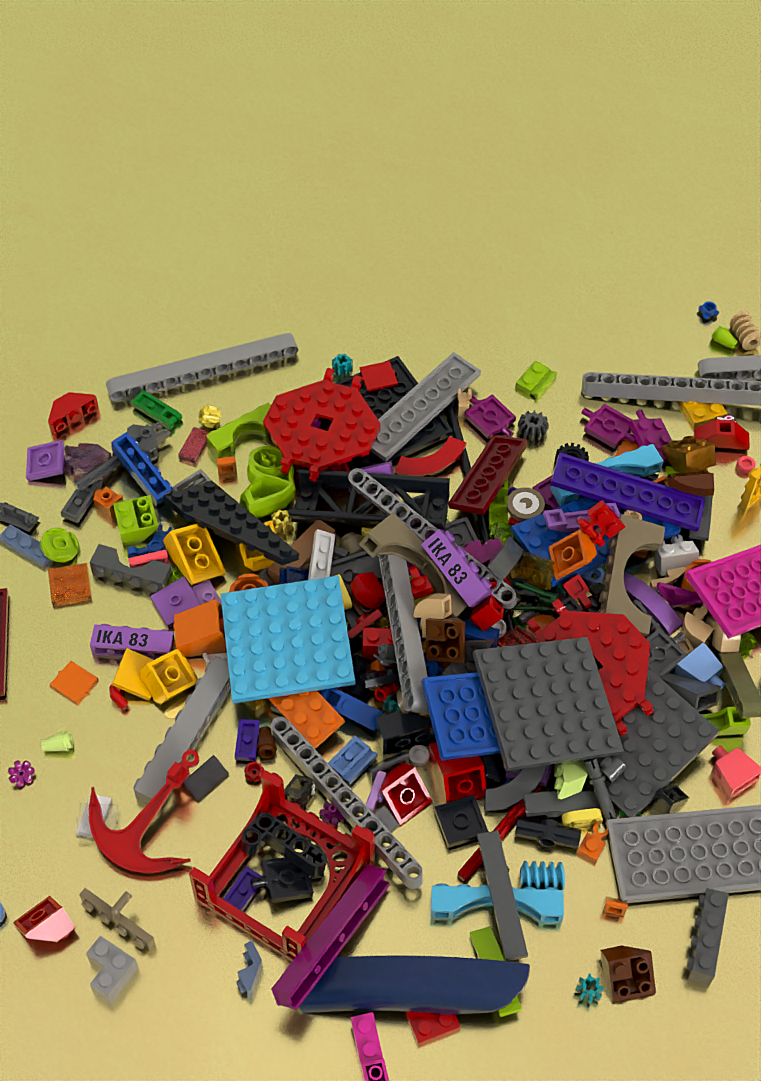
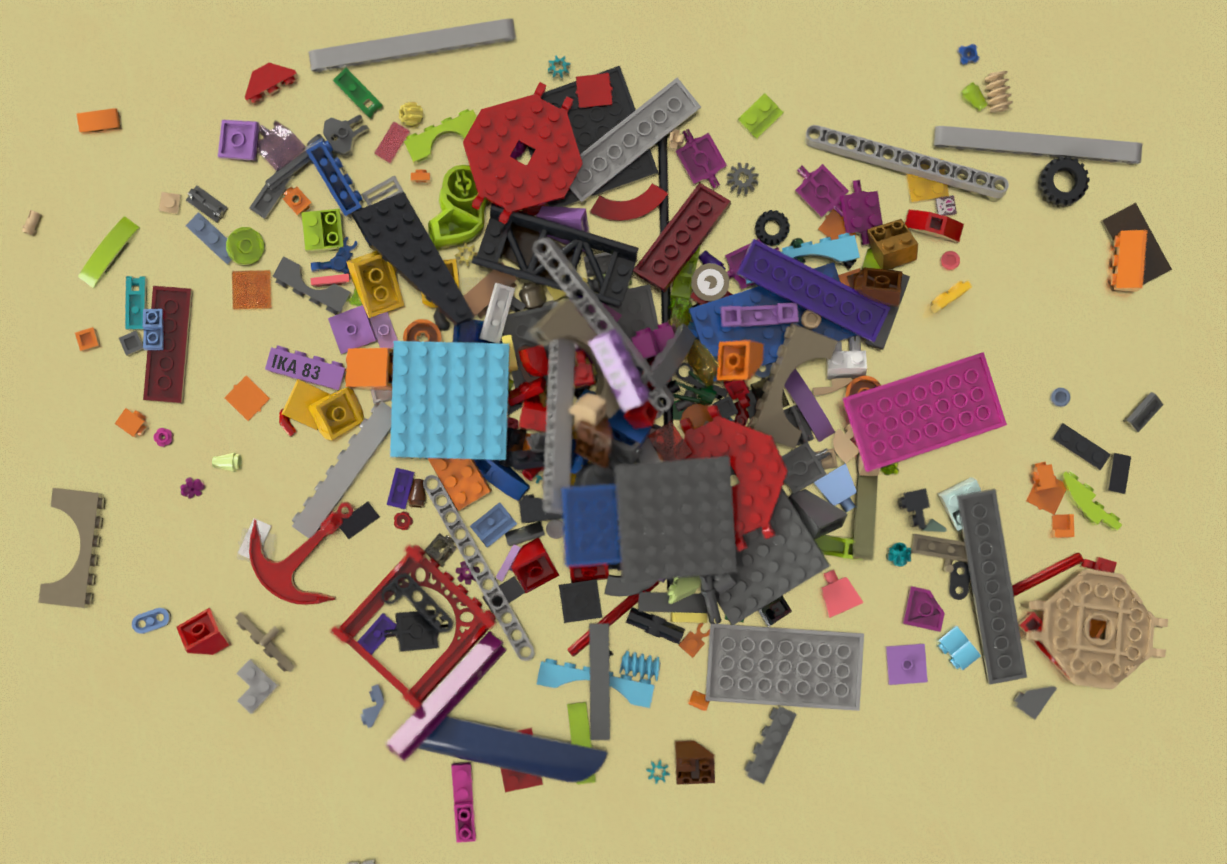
camera: 10 degrees right, 30 degrees up
(605, 518) = (771, 336): red plate -> none
(677, 596) = (831, 407): magenta tile -> none

